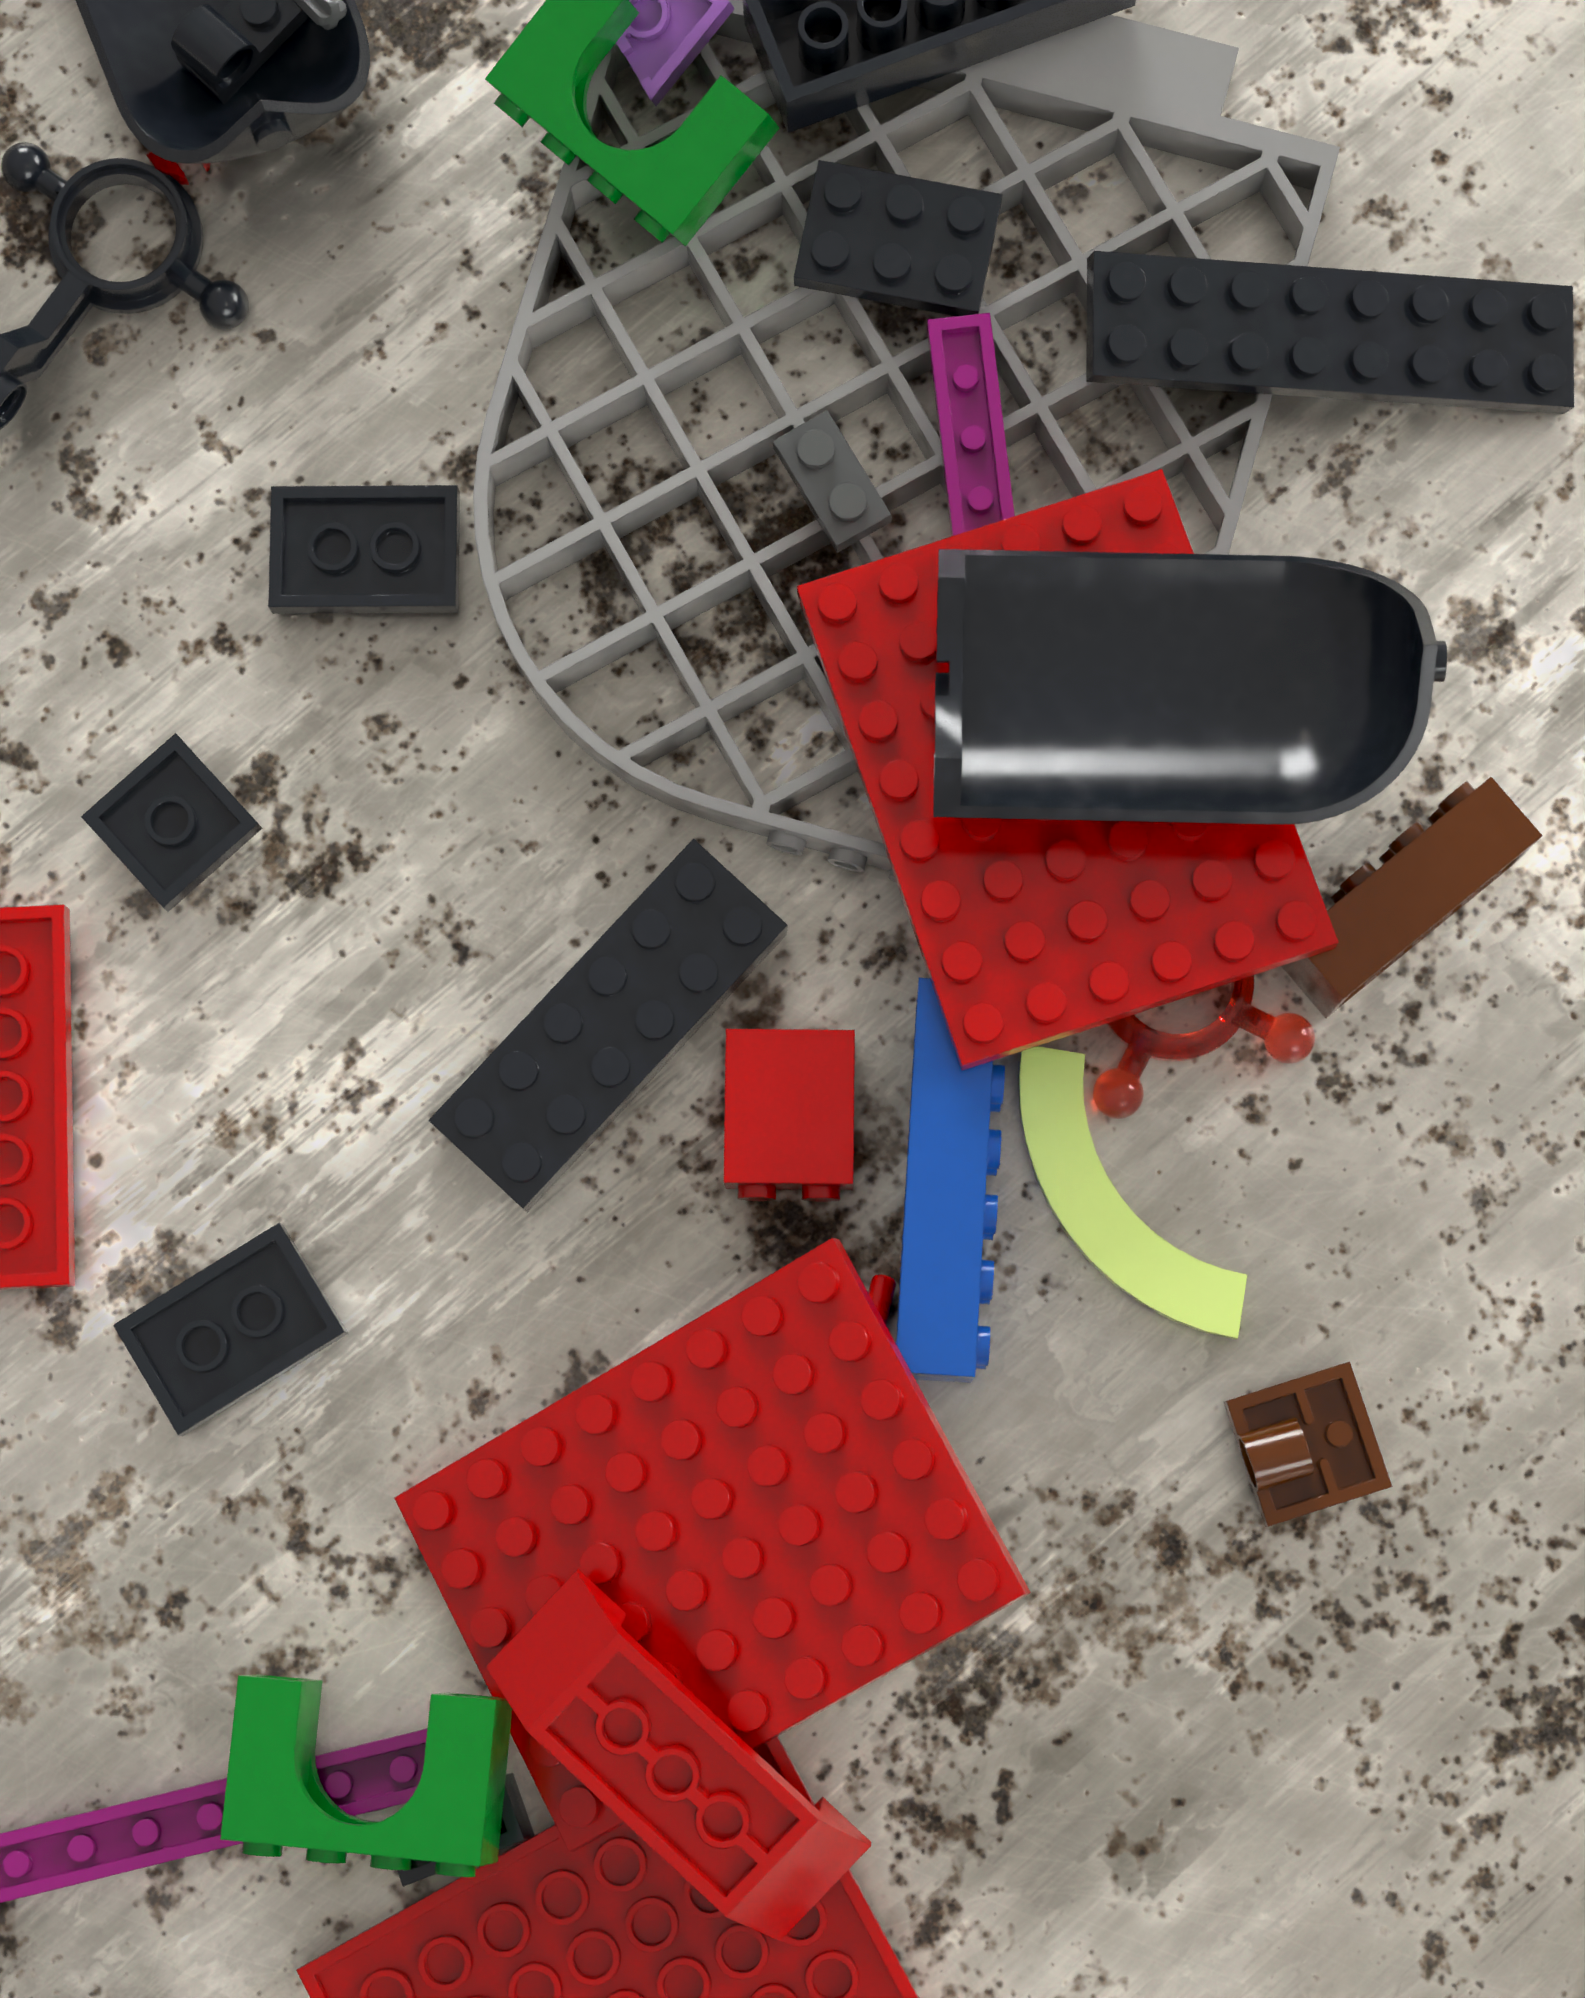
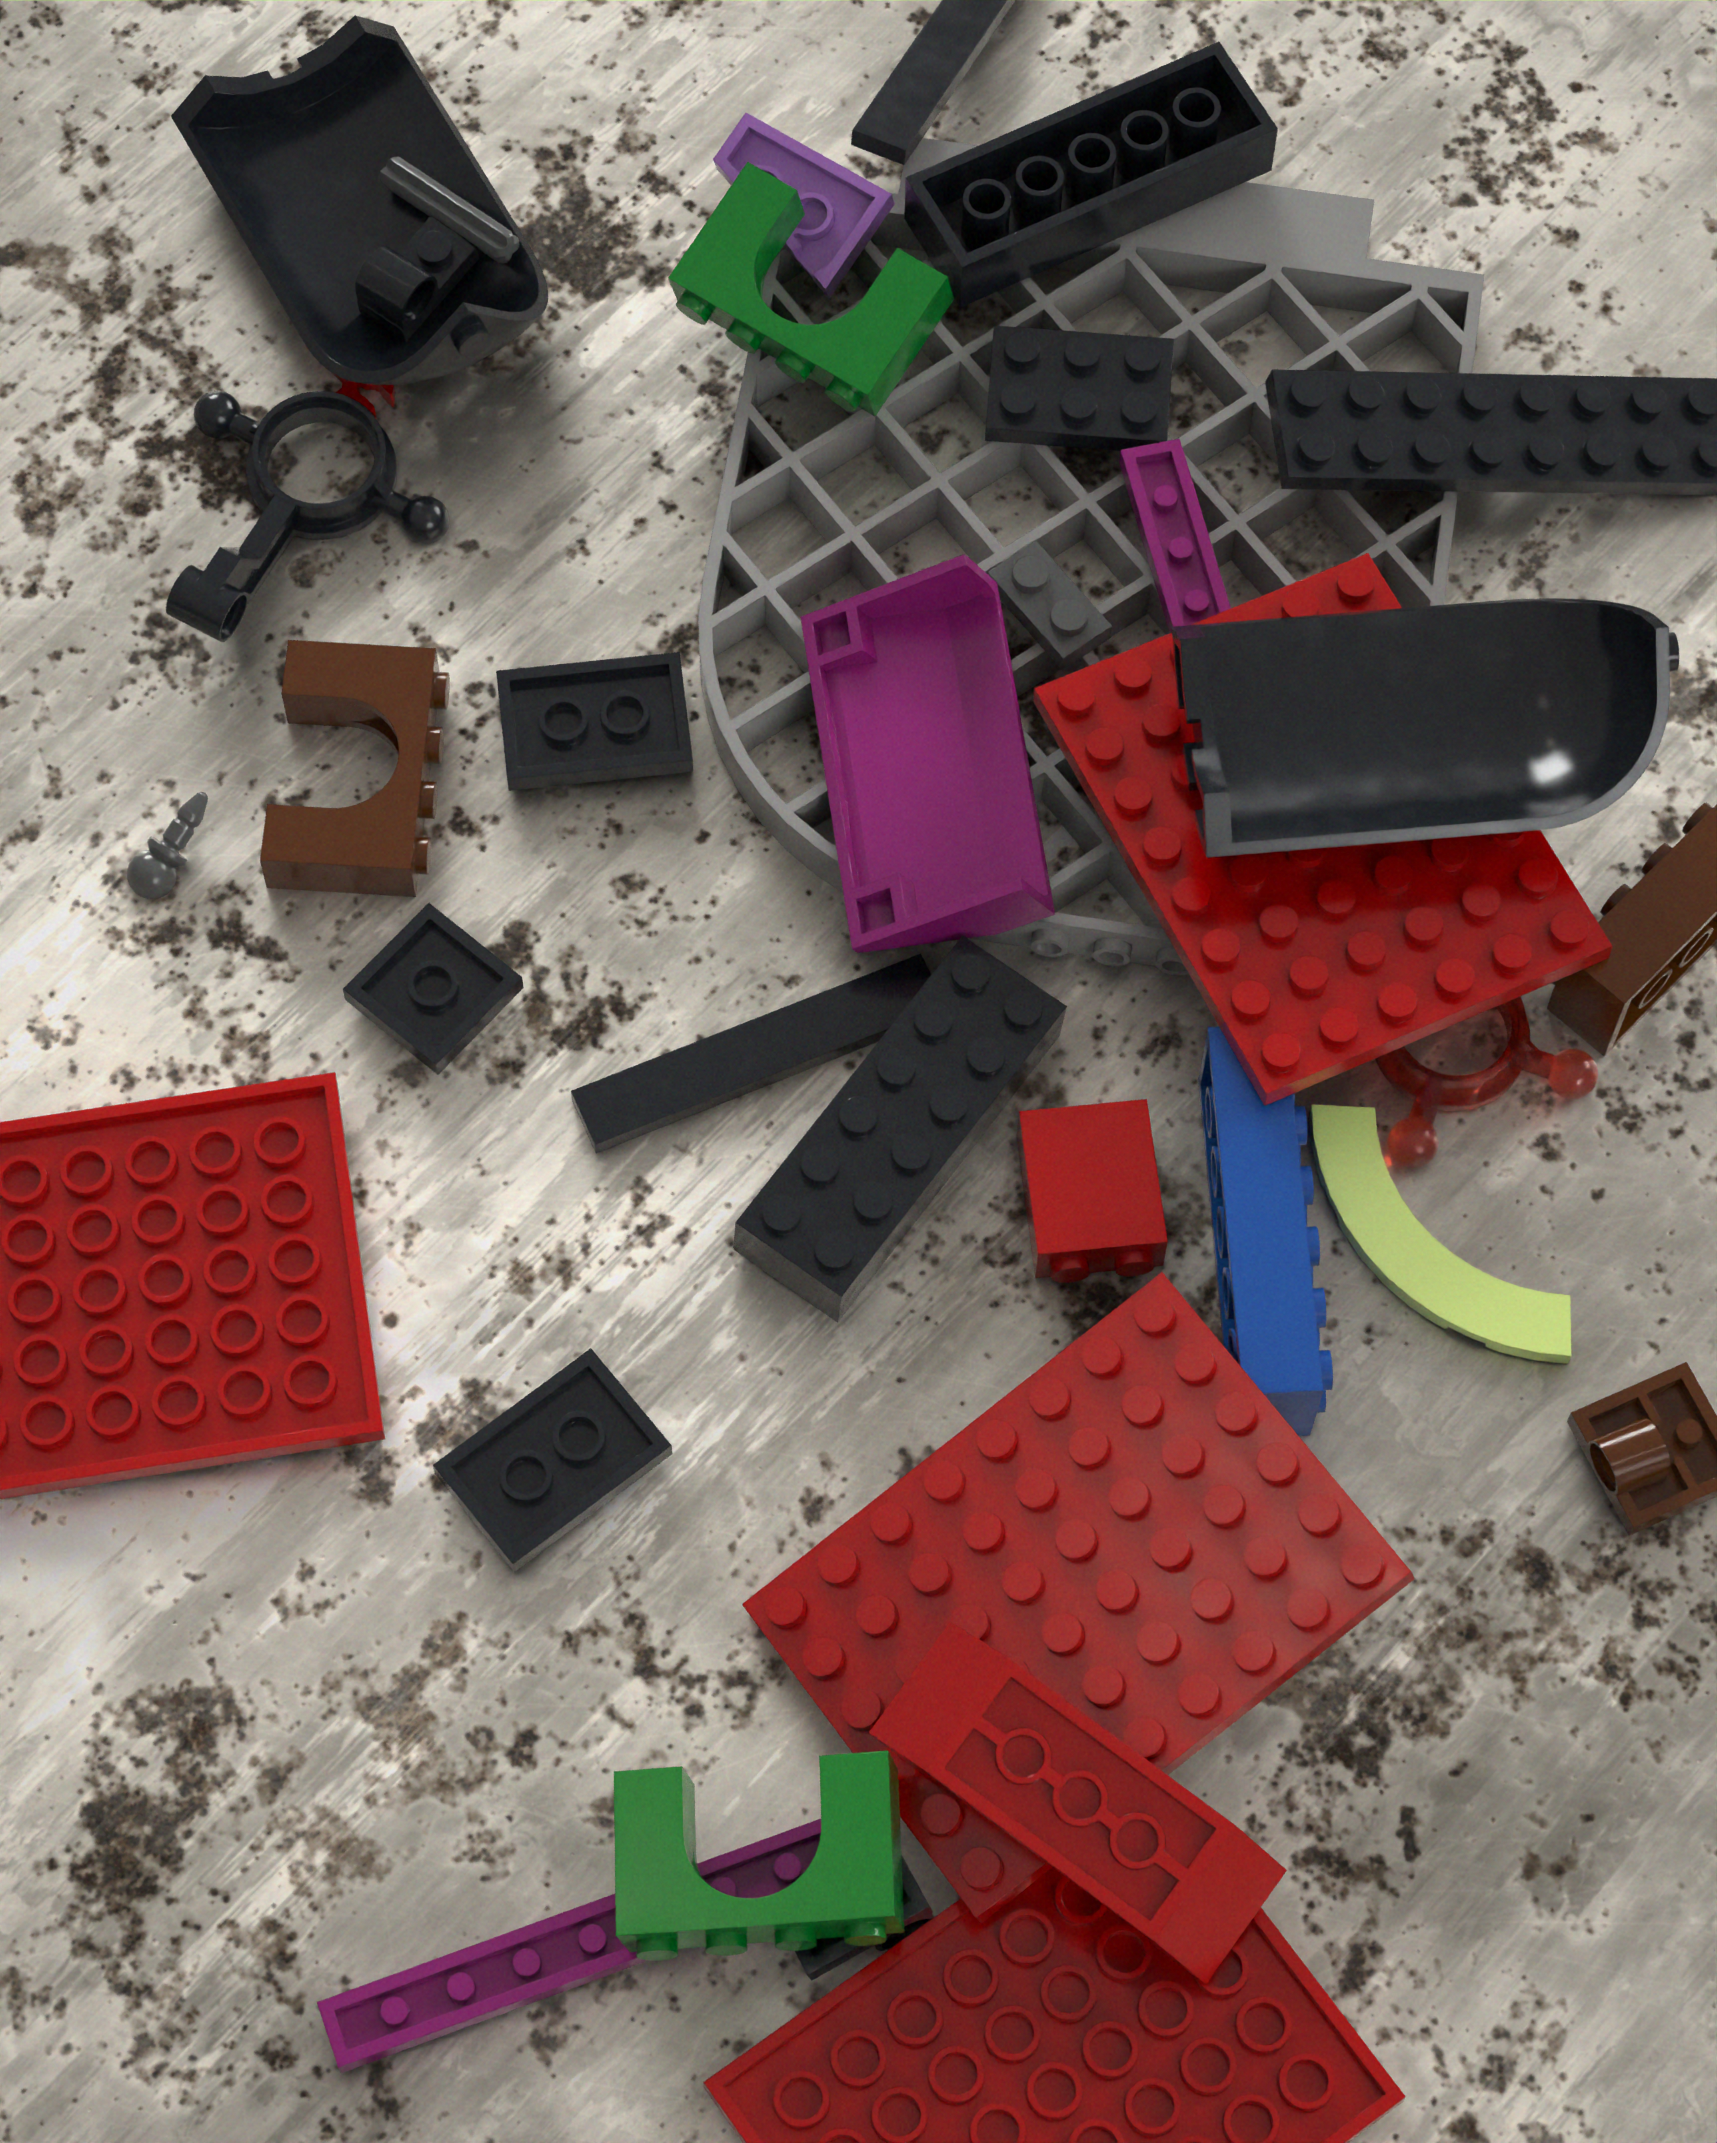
camera: 15 degrees left, 15 degrees down
(139, 658) = (380, 841): none -> reddish brown arch
(477, 924) = (747, 1056): none -> black tile
(682, 644) = (926, 761): none -> magenta slope

